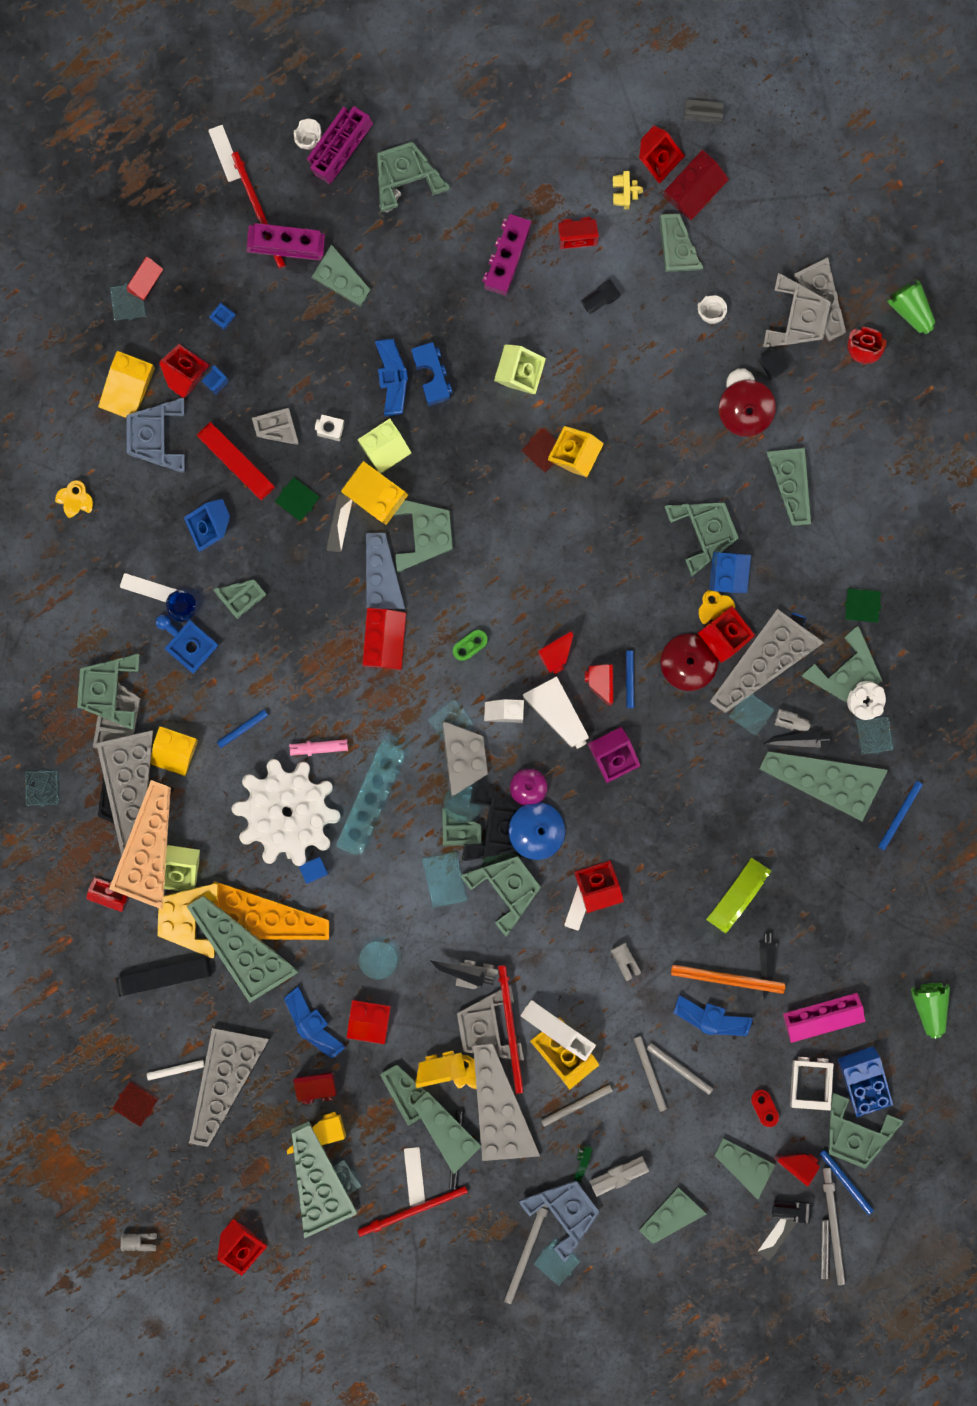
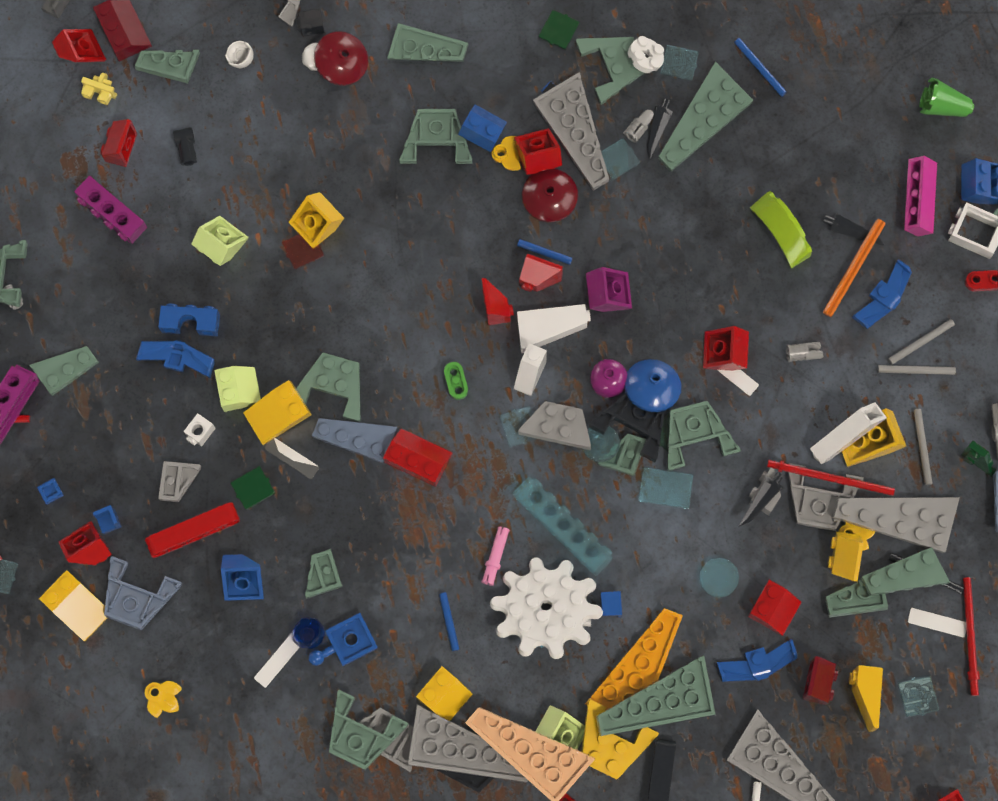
camera: 65 degrees left, 10 degrees down
(319, 1187) = (921, 712): sand green wing -> none

